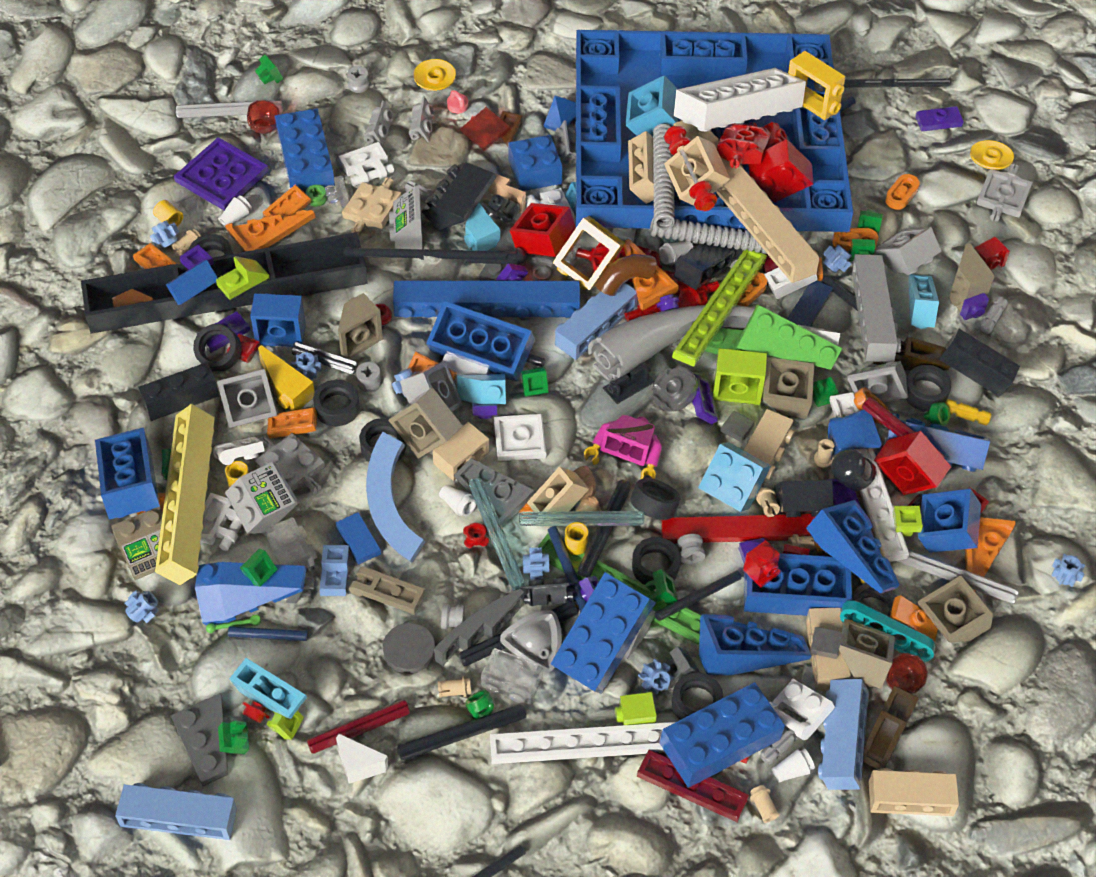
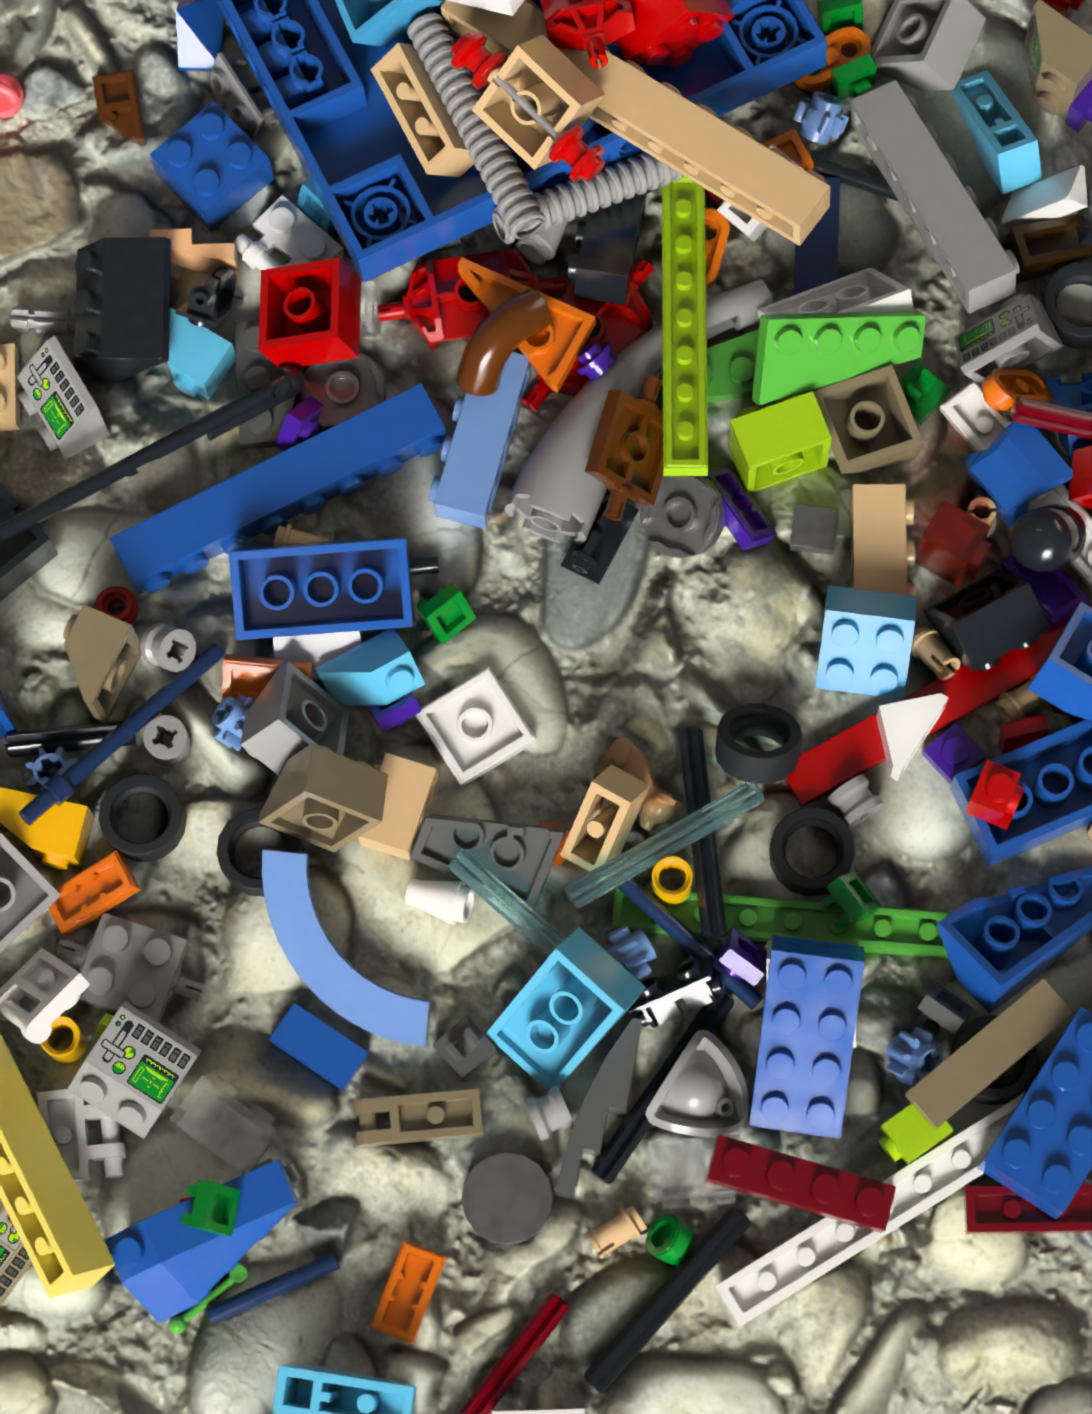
camera: 20 degrees left, 20 degrees up
(141, 606) = (50, 1351): medium blue gear -> none
(305, 366) = (61, 787): none -> dark blue bar
(332, 665) = (408, 1292): none -> orange plate
(334, 570) = (314, 1124): medium blue slope -> none
(388, 335) = (158, 641): none -> light grey wheel
(429, 571) = (464, 1047): none -> dark grey tile
(475, 529) = (506, 934): red plate -> none
(485, 128) = (82, 130): clear red piece -> none
(489, 570) = (565, 1009): none -> medium azure slope
(561, 703) = (800, 1183): none -> dark red plate
(602, 235) = (420, 287): window -> none
(630, 440) = (662, 652): dark pink torso -> none
(660, 341) = (629, 448): none -> reddish brown plate
(693, 687) = (989, 1054): none -> dark tan tile
(697, 595) = (907, 879): black bar -> none
(736, 525) = (905, 727): none -> white slope
(803, 455) = (953, 545): none -> clear red brick
(935, 334) = (1047, 199): none -> white slope

